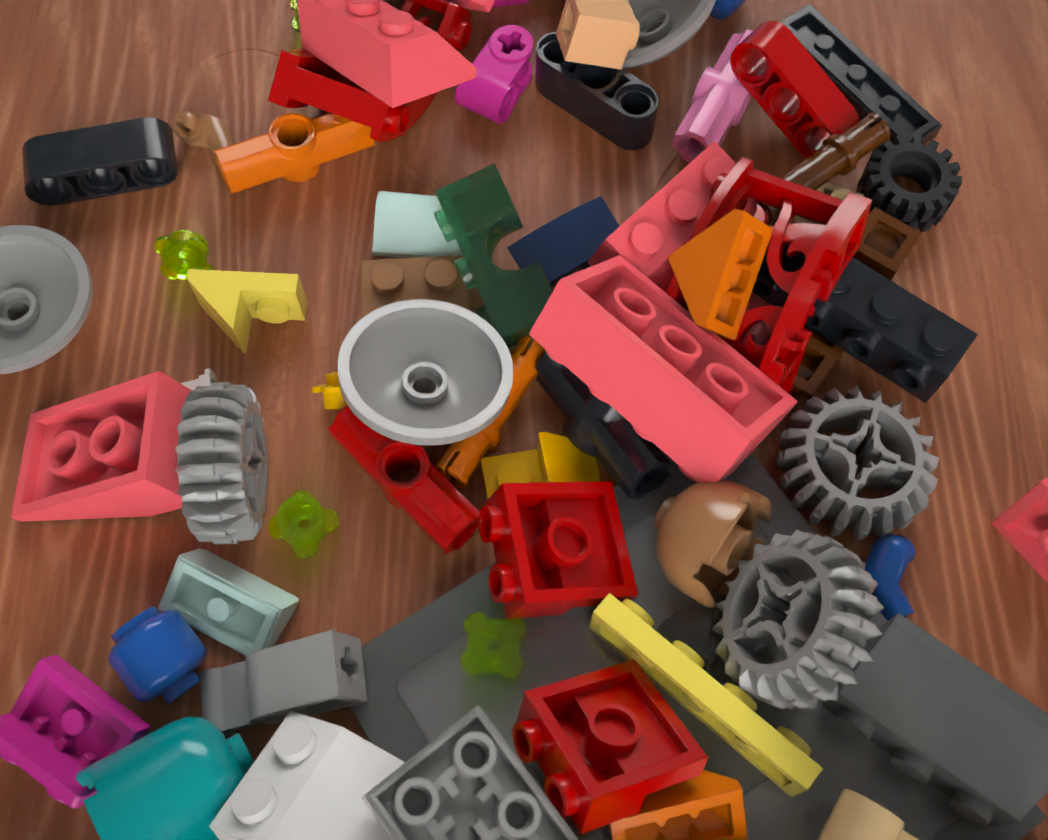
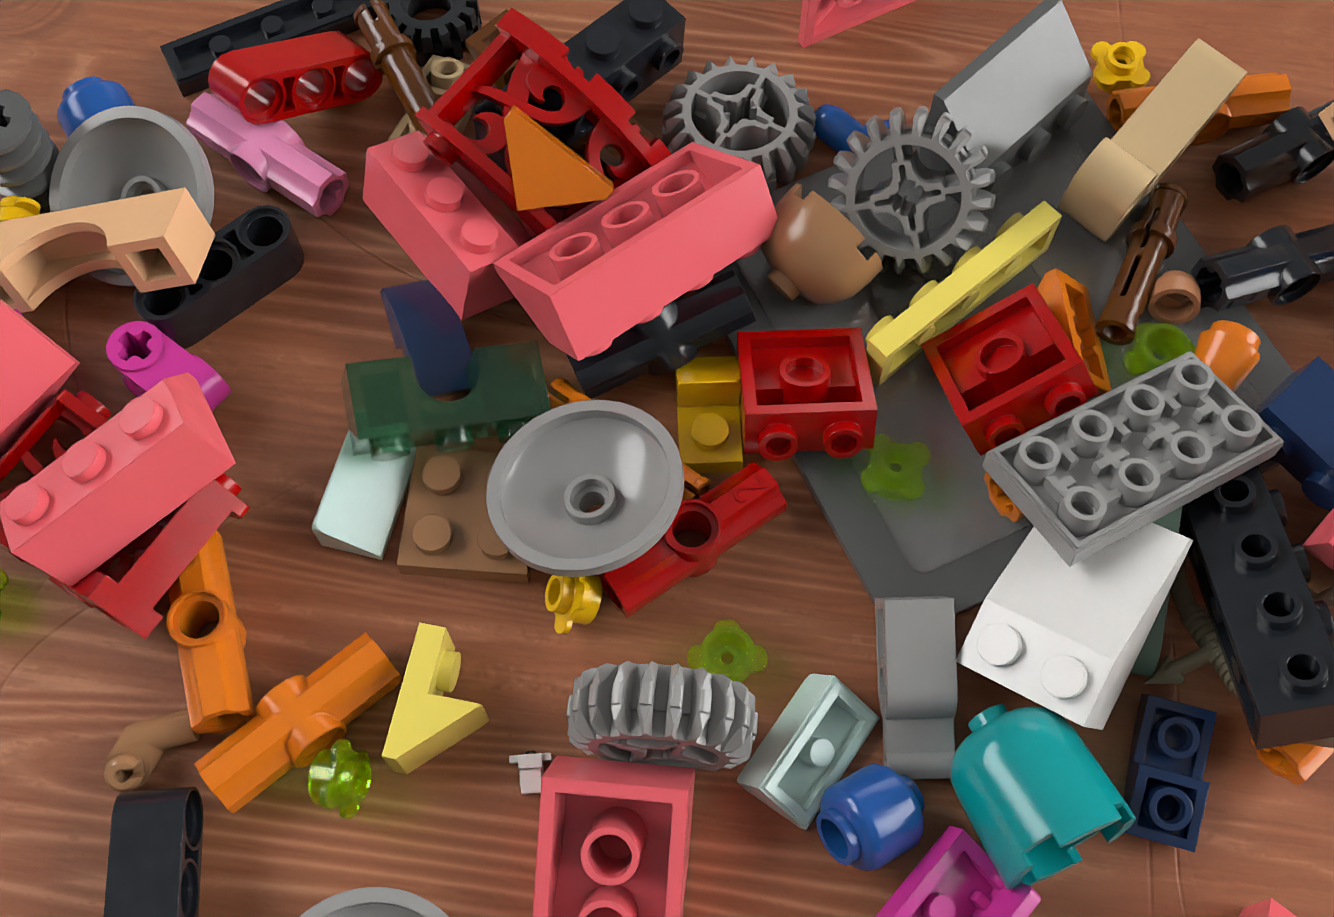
camera: 80 degrees left, 0 degrees up
(227, 220) = (297, 722): none -> orange piece

